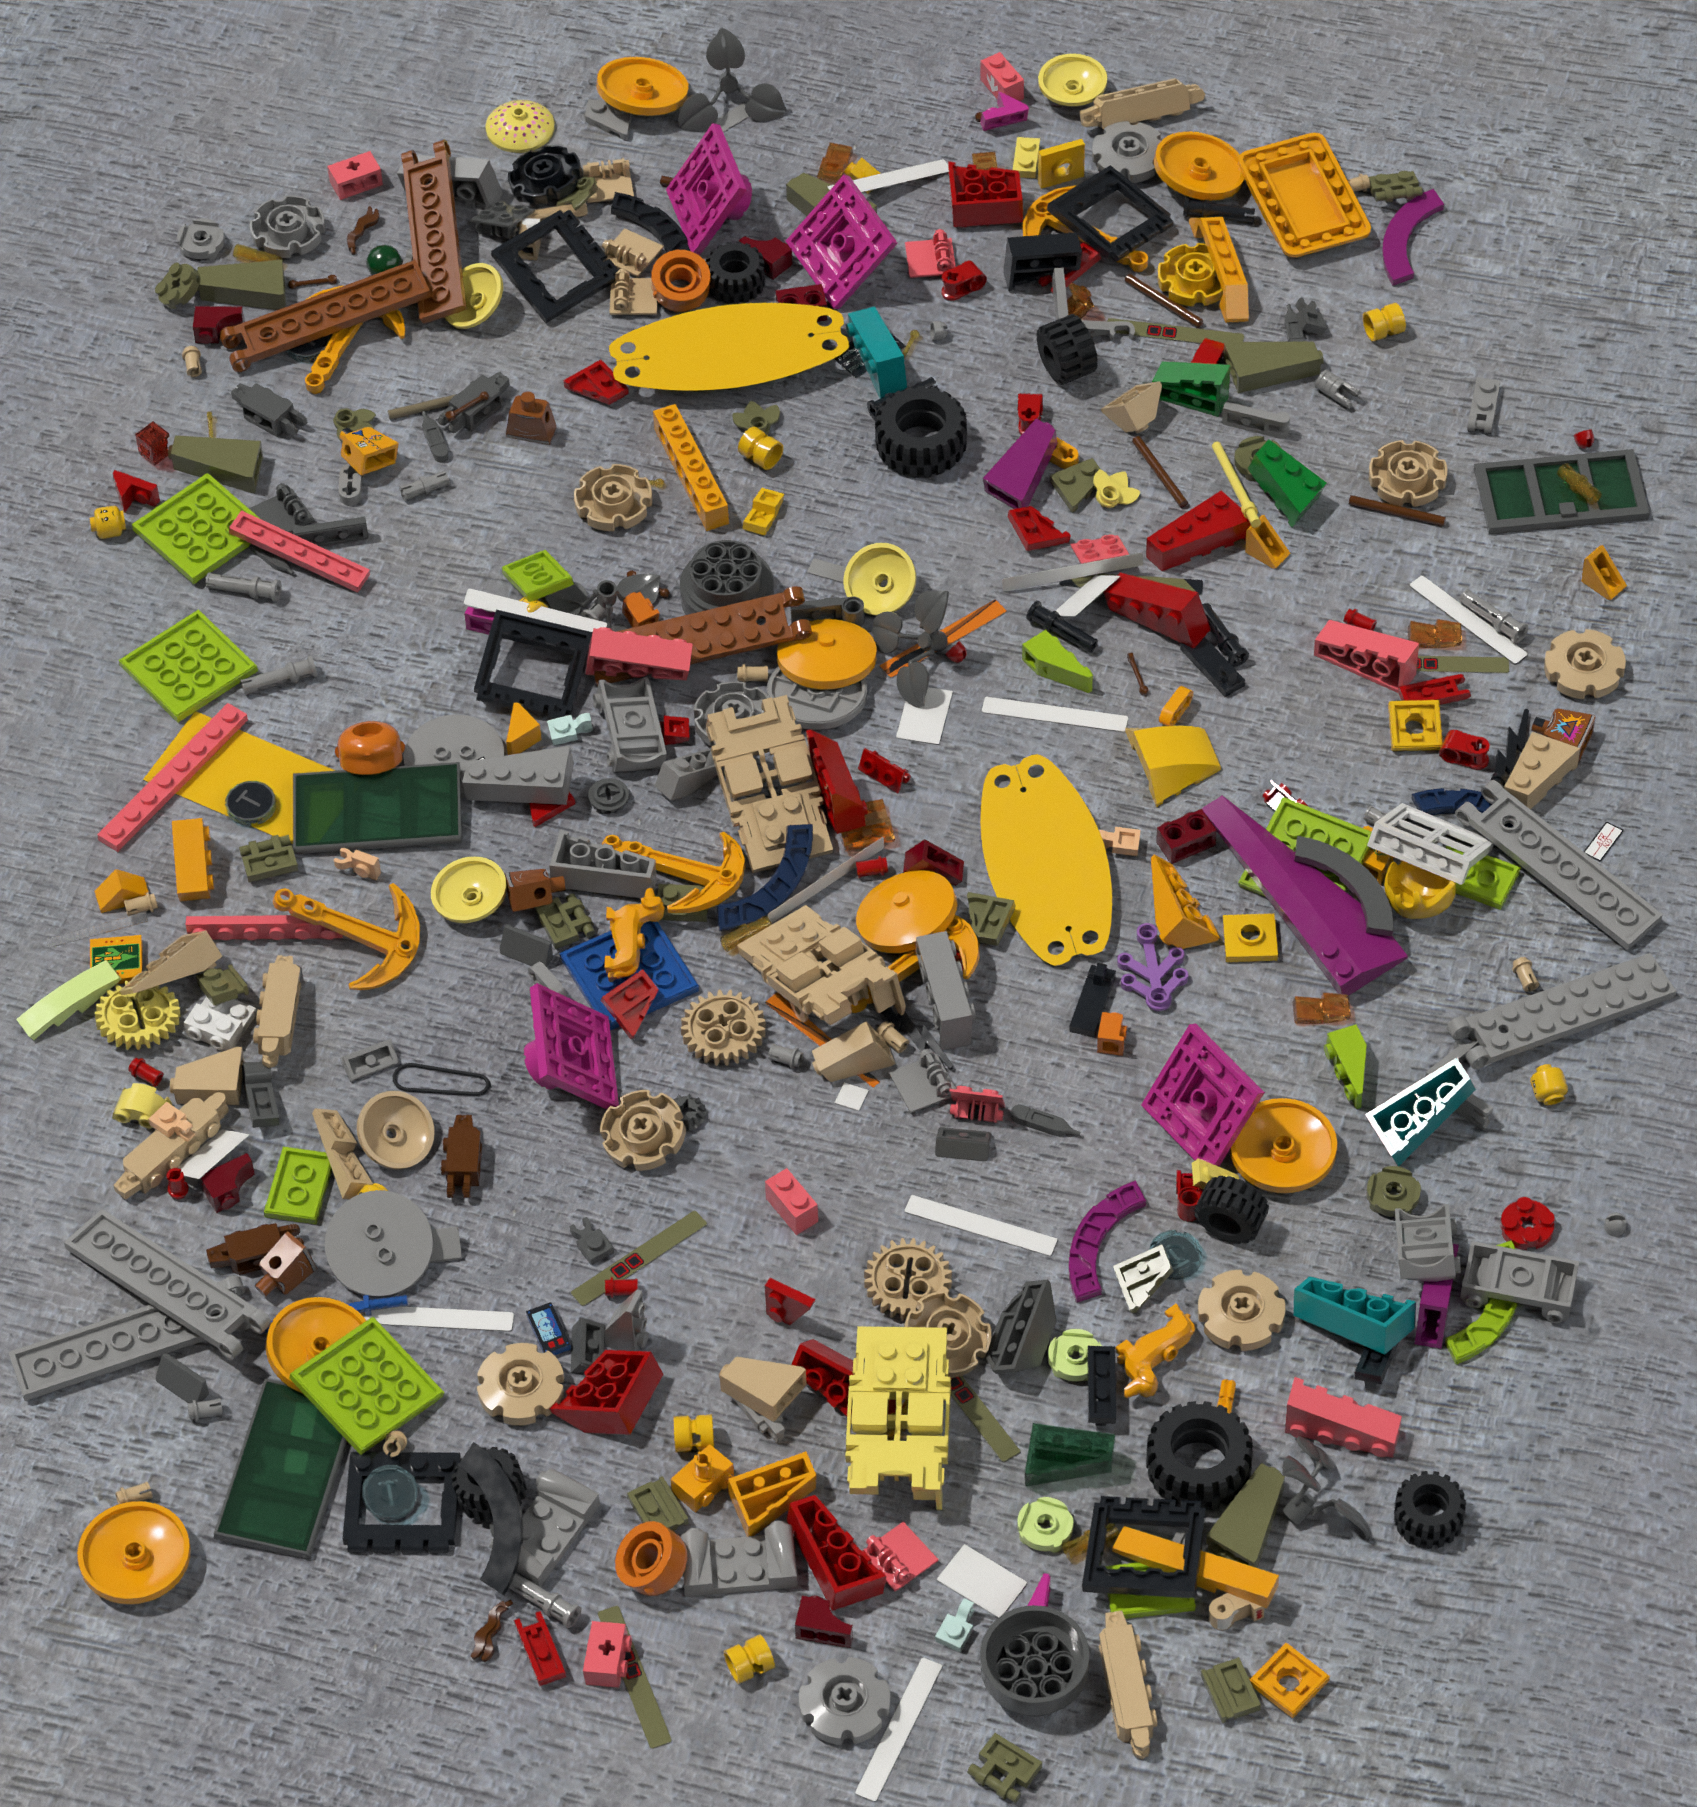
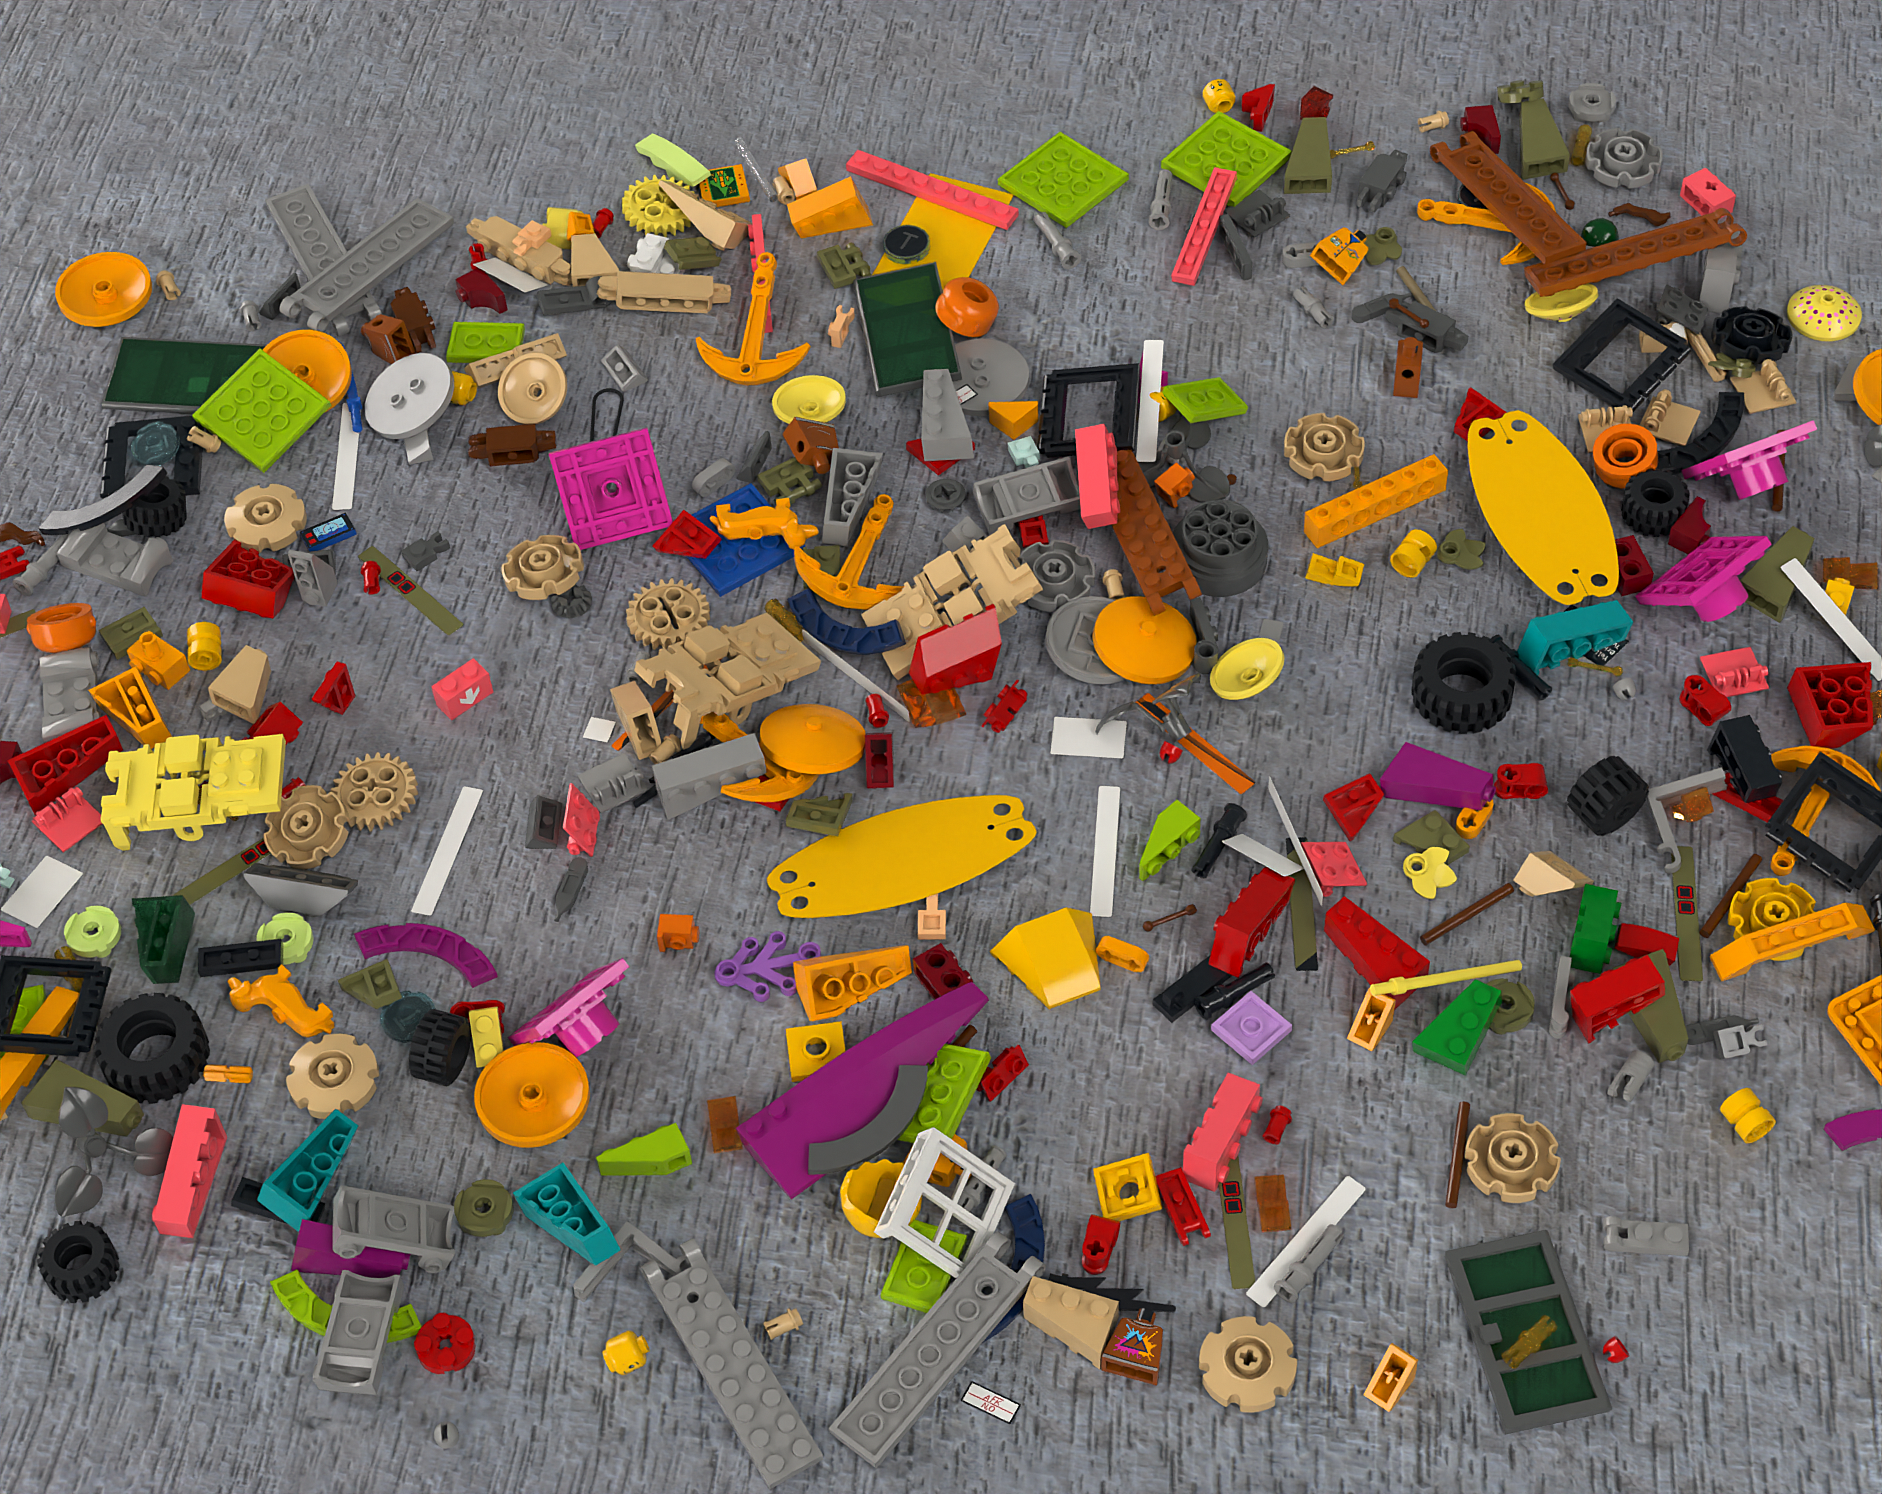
camera: 85 degrees right, 0 degrees up
(160, 1081) = (579, 224): none -> light orange slope
(1092, 1000) = (726, 916): black hinge -> none
(1262, 626) = (1251, 1027): none -> lavender plate
(1275, 373) = (1615, 994): none -> red wedge

